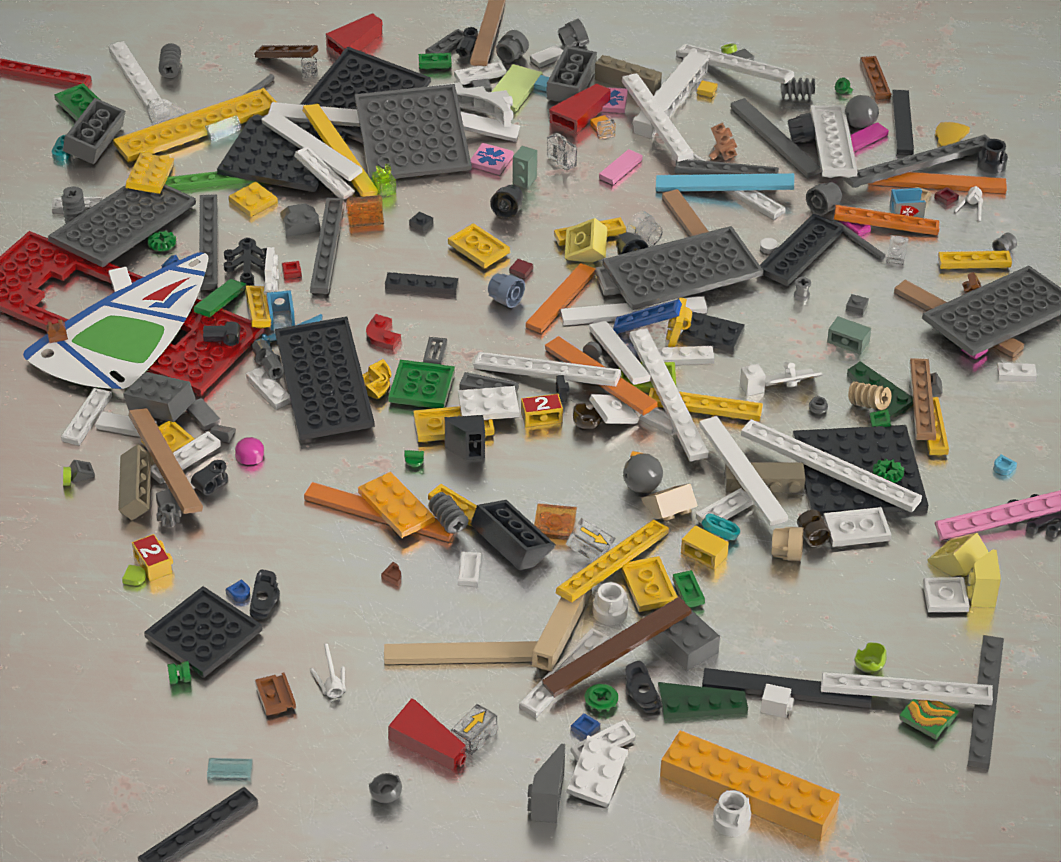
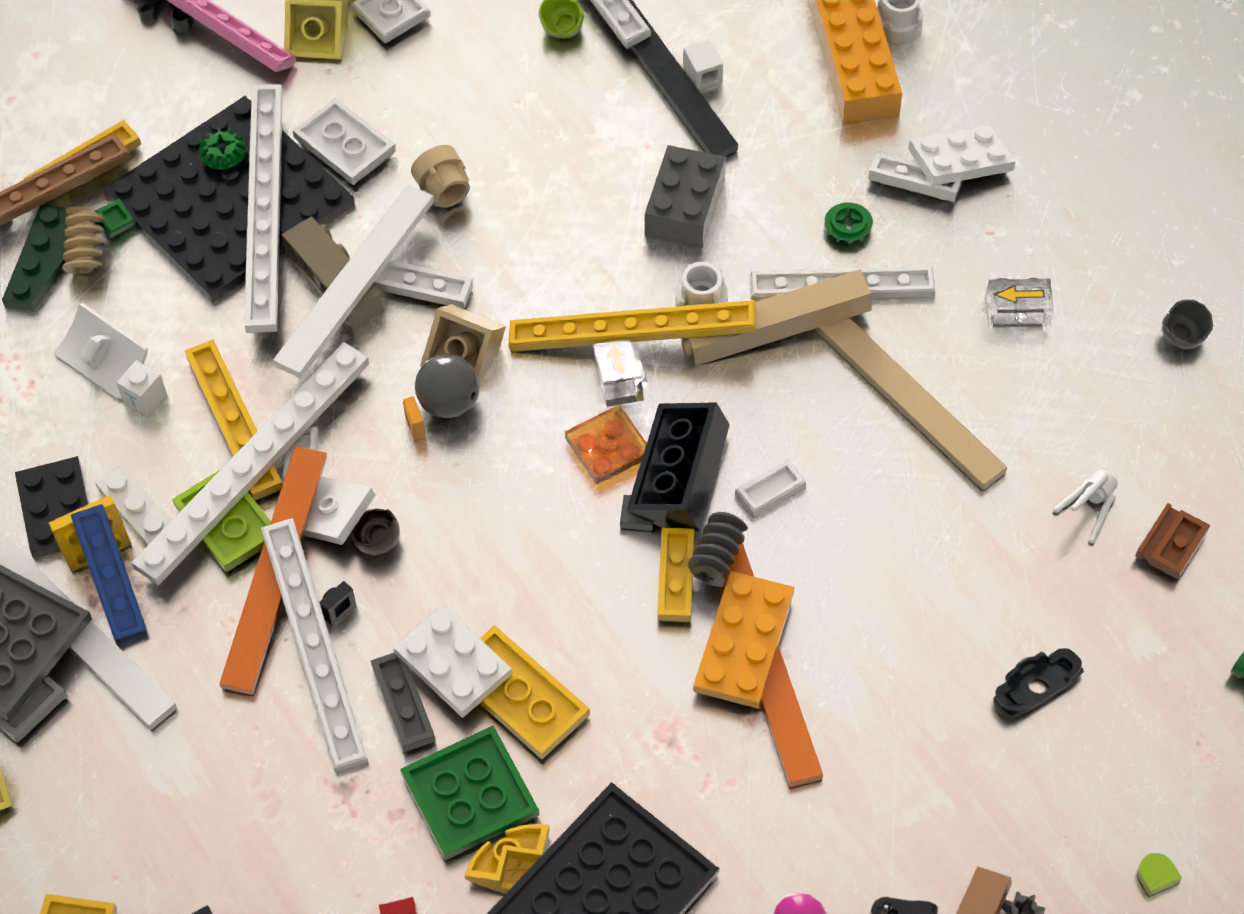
camera: 125 degrees left, 15 degrees up
(152, 557) = (1113, 868): brick -> none
(203, 631) = (1164, 701): black plate -> none
(238, 591) = (1056, 721): blue tile -> none
(392, 574) = (858, 566): copper tile -> none
(414, 458) = (629, 691): green plate -> none
(425, 735) = (1076, 344): red slope -> none
(426, 359) = (381, 845): dark grey tile -> none
(465, 436) = (545, 631): black slope -> none
(506, 289) = (166, 817): sand blue piece -> none
(521, 268) = (80, 853): dark red tile -> none
(541, 410) = (401, 595): brick -> none
(547, 788) = (1033, 170): dark grey slope -> none
(560, 298) = (115, 748): orange tile -> none
(585, 726) = (902, 215): blue tile -> none
(593, 350) = (220, 618): dark grey tile -> none
(616, 647) = (778, 226): reddish brown tile -> none
(619, 352) = (204, 575): white tile -> none
(636, 676) = (809, 182): black piece -> none
(648, 583) = (627, 278): yellow plate -> none
(688, 588) = (600, 240): green plate -> none
(698, 701) = (769, 142): dark green wing -> none
(704, 547) = (515, 261): yellow brick -> none
(721, 527) = (469, 260): teal plate -> none
(814, 528) = (388, 172): dark brown wheel -> none
(818, 405) = (131, 292): dark grey plate -> none
(1004, 465) = (103, 67): medium azure tile -> none

